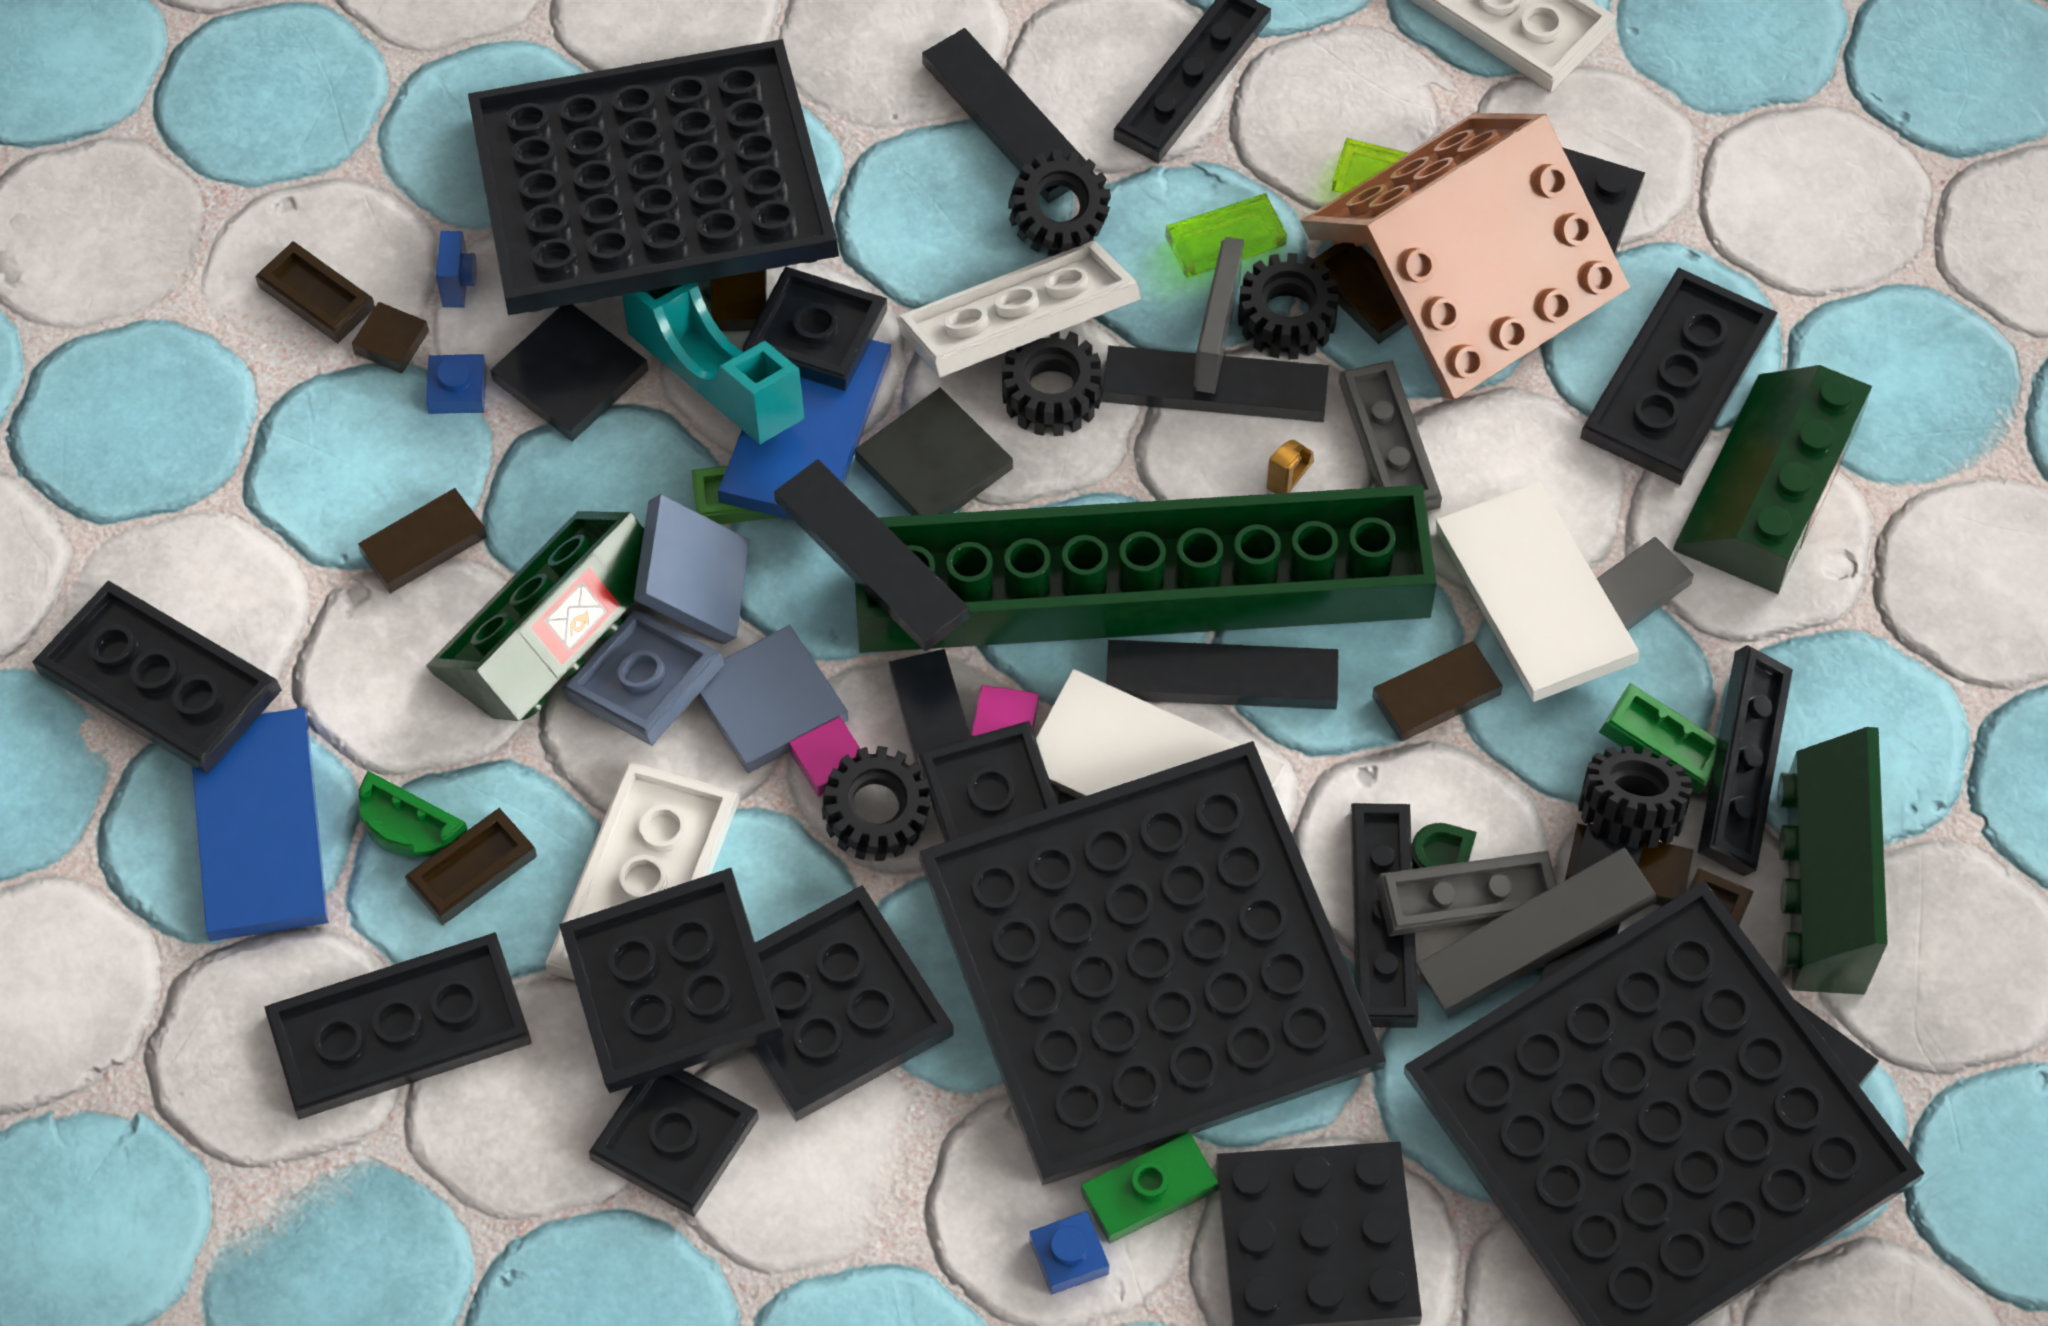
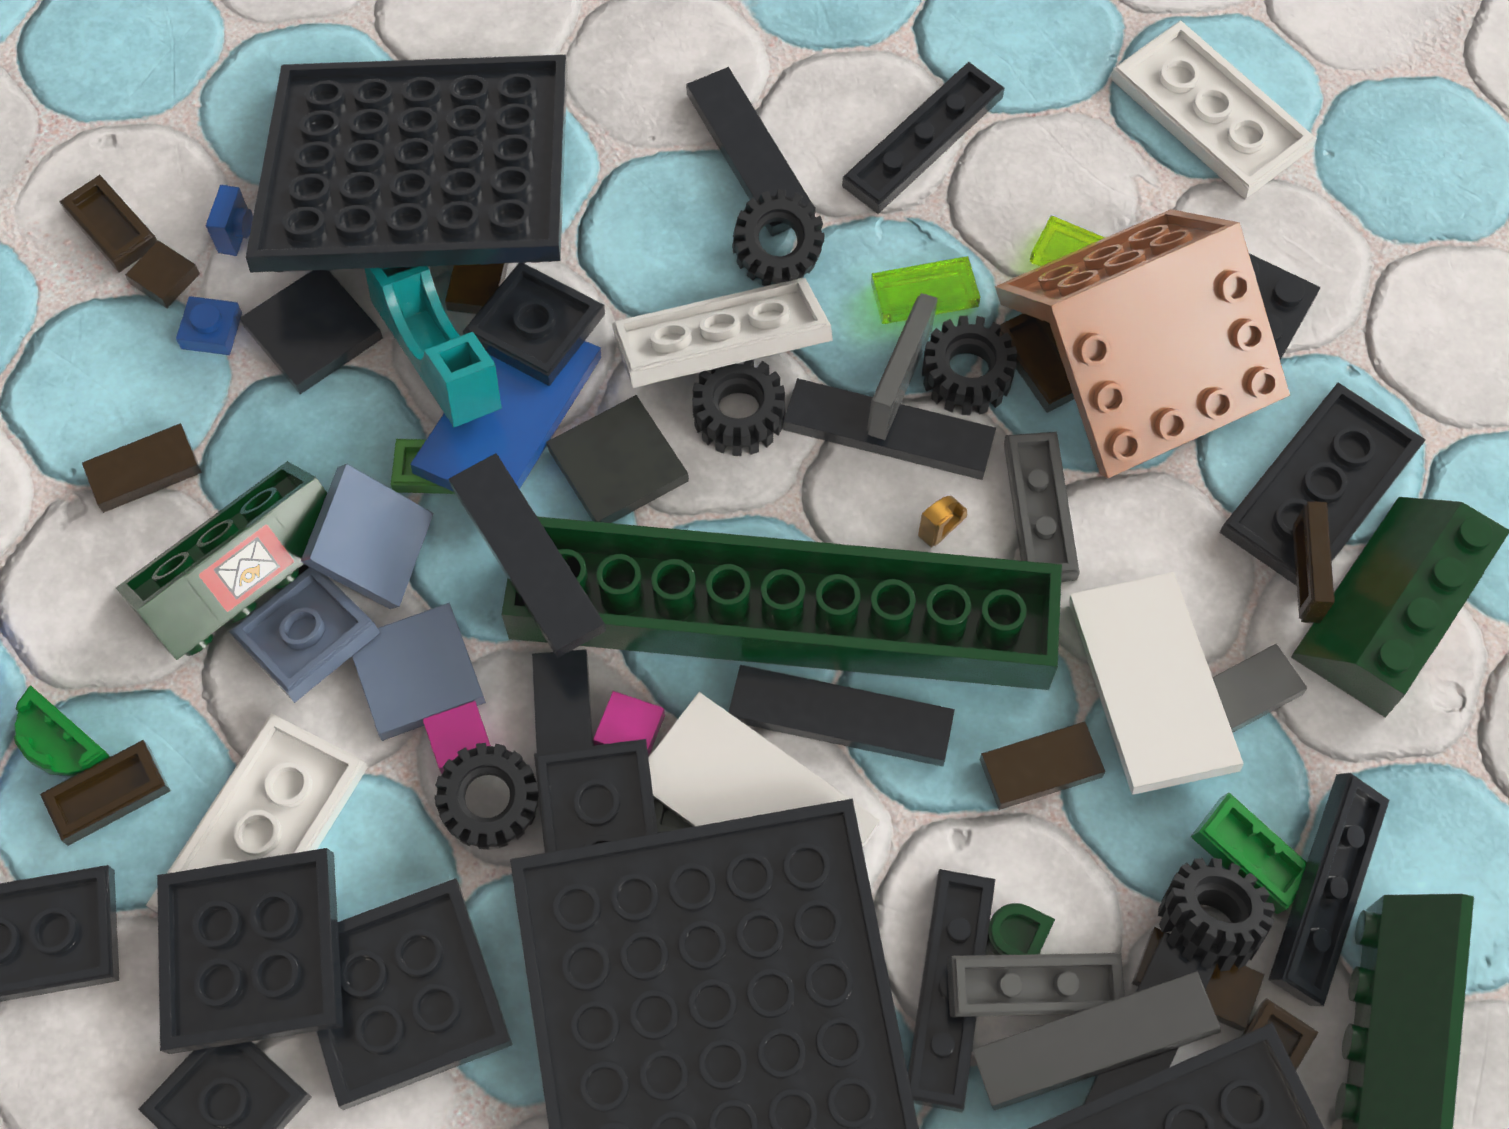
camera: 10 degrees right, 5 degrees up
(1678, 448) = (1313, 562): none -> dark brown tile

